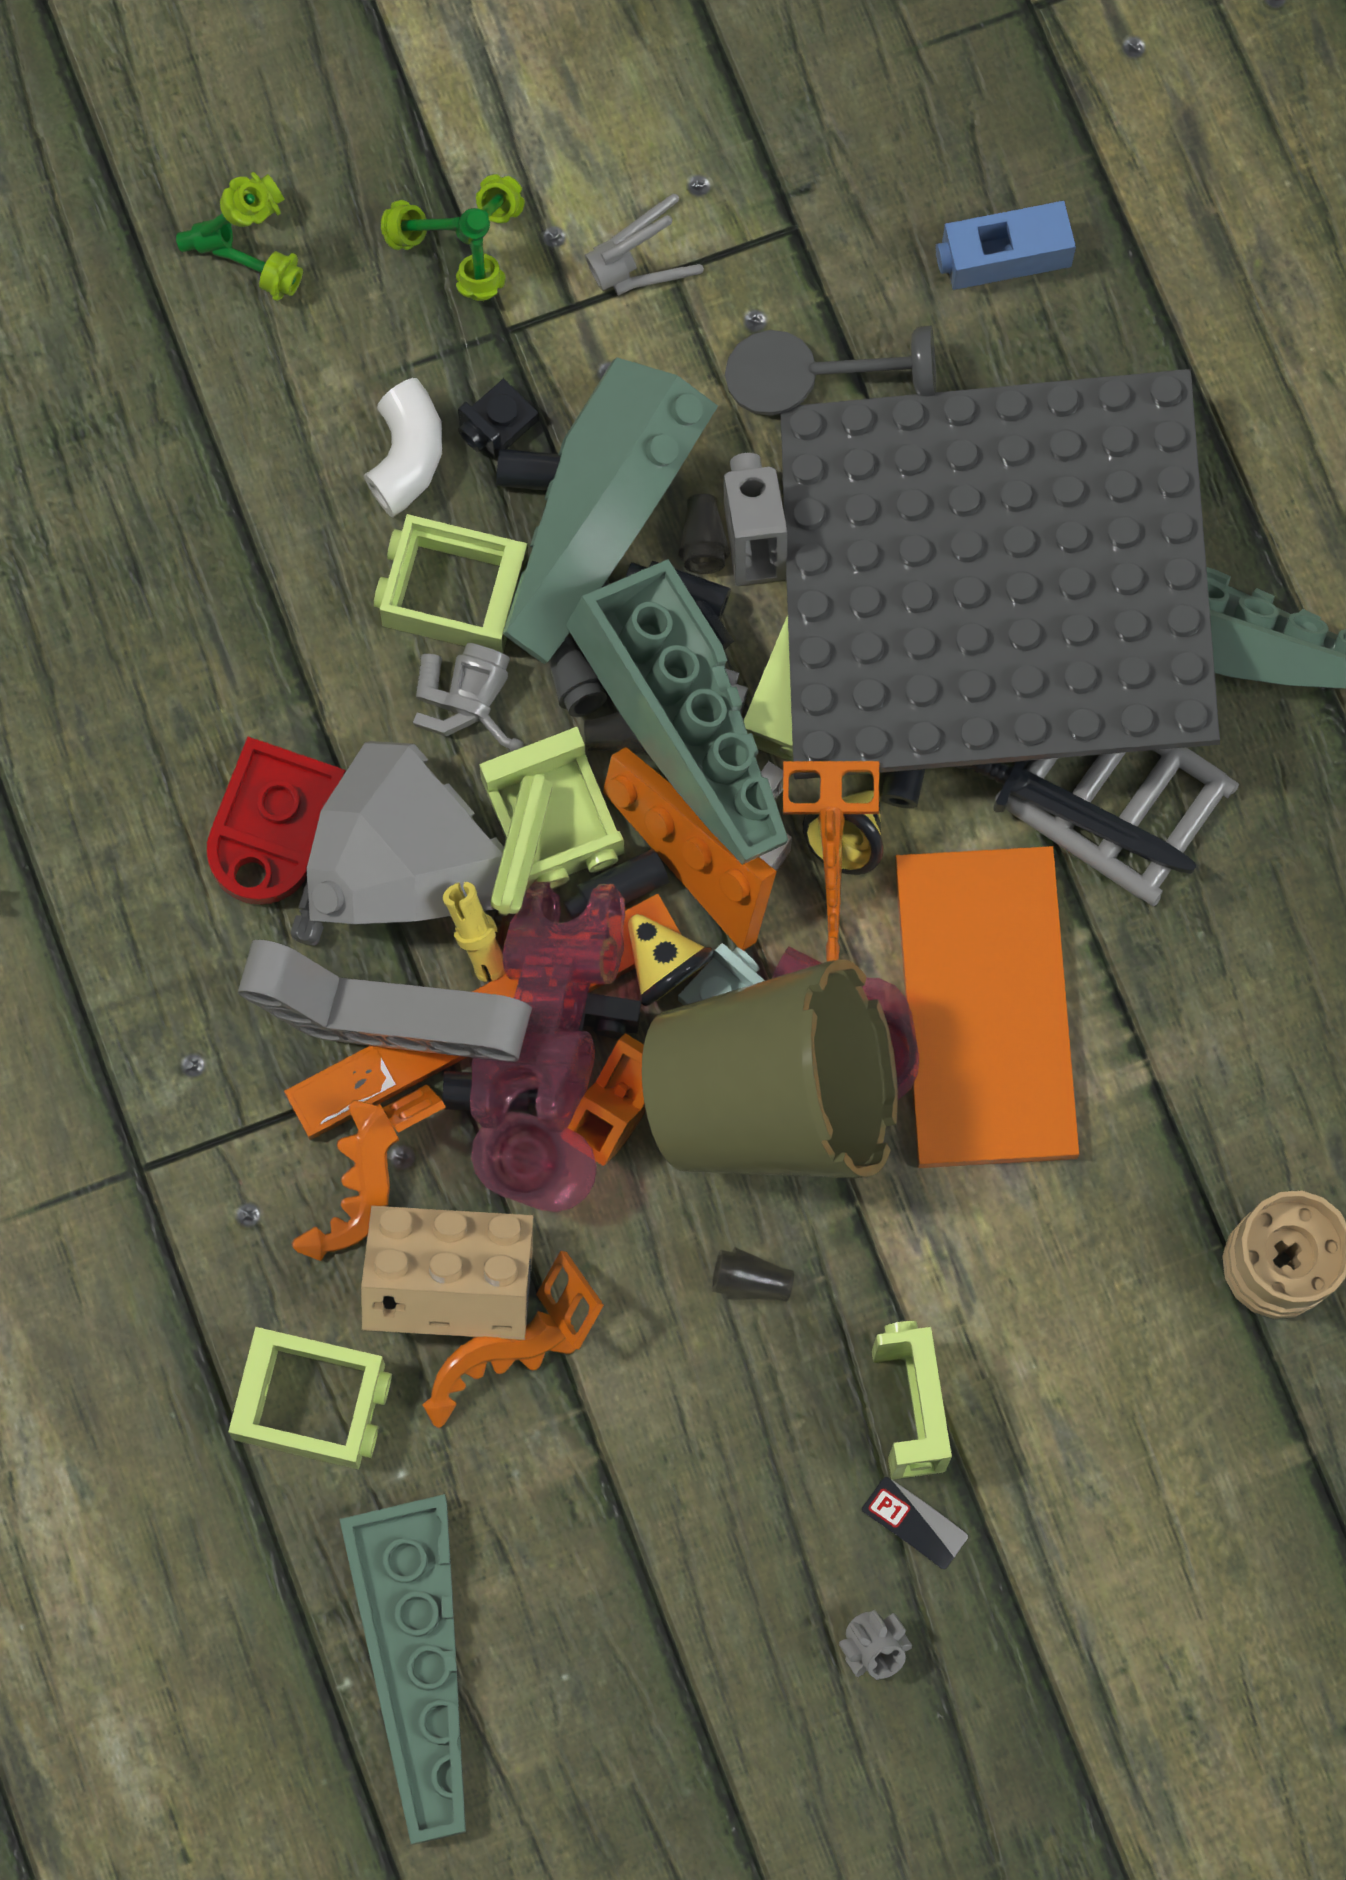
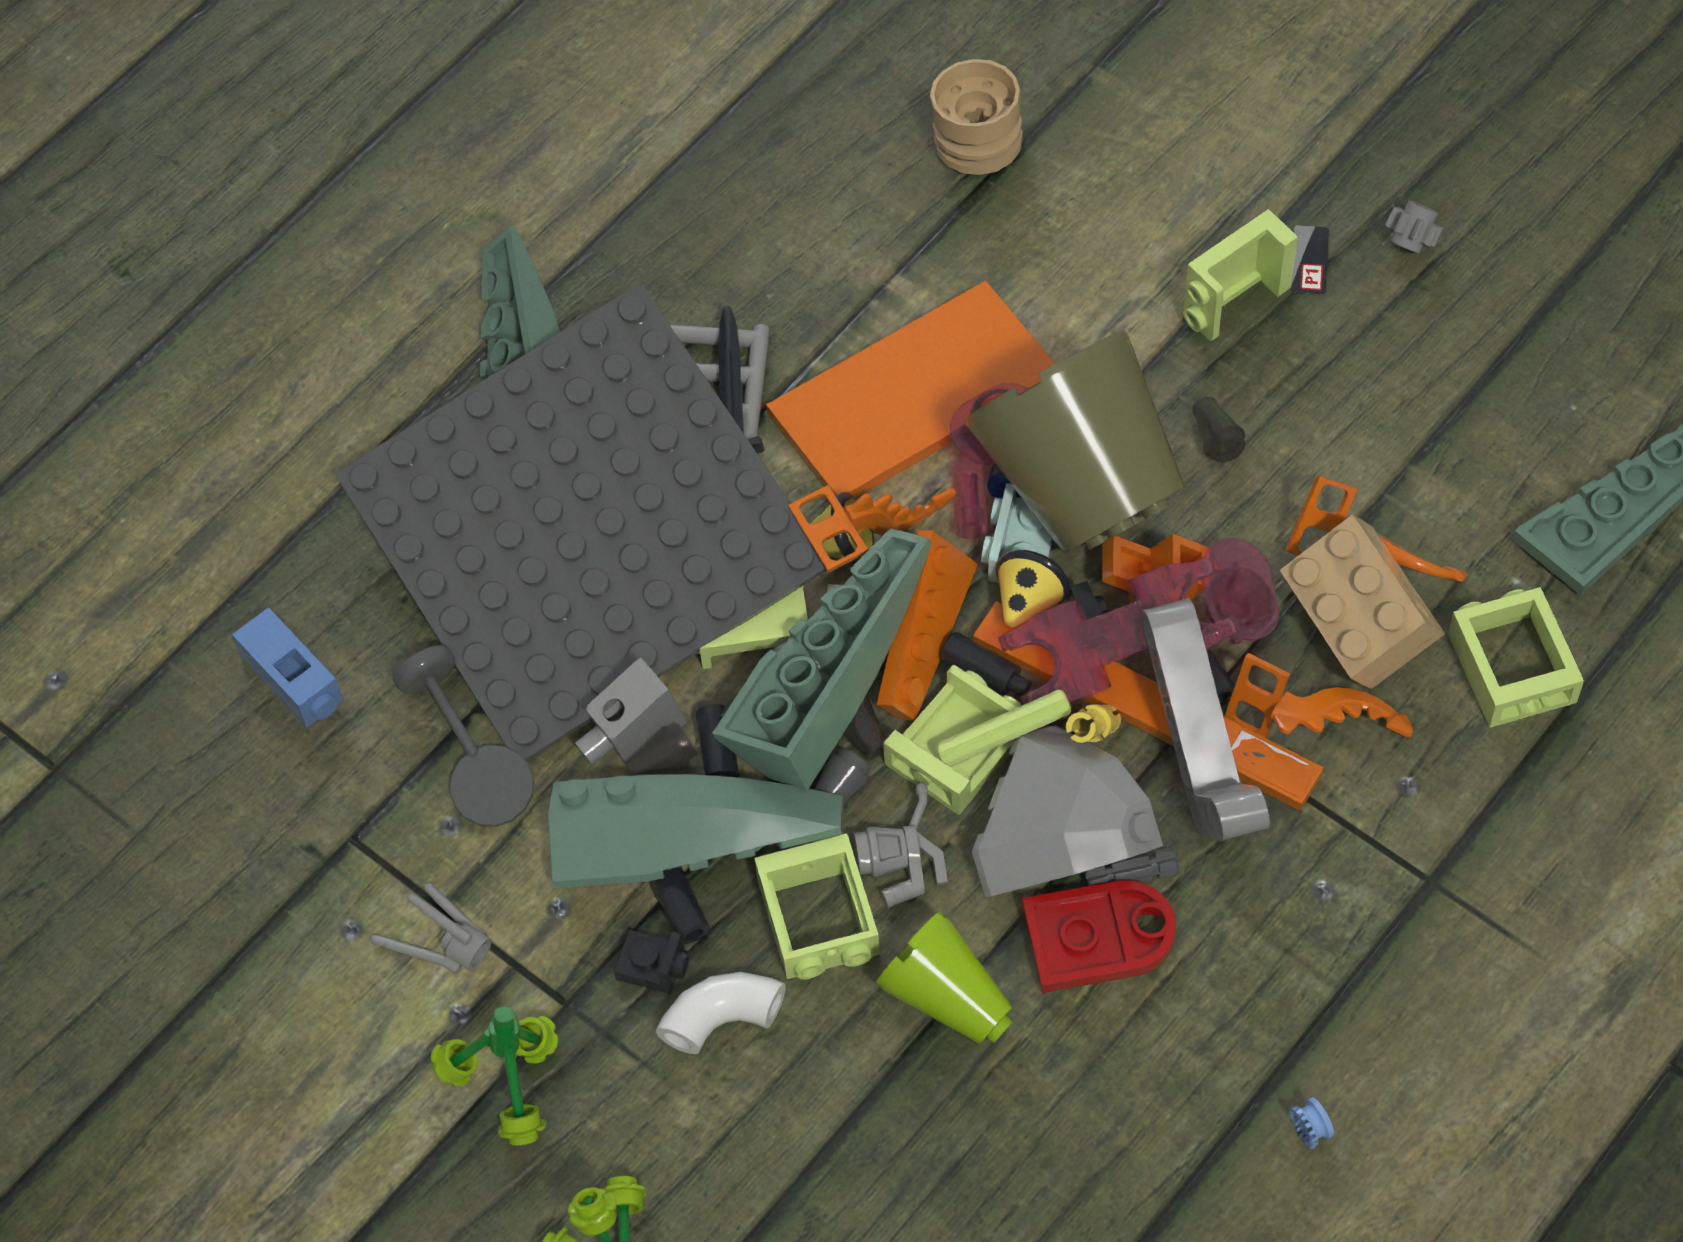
camera: 115 degrees left, 15 degrees down
(299, 650) = (948, 982): none -> lime cone

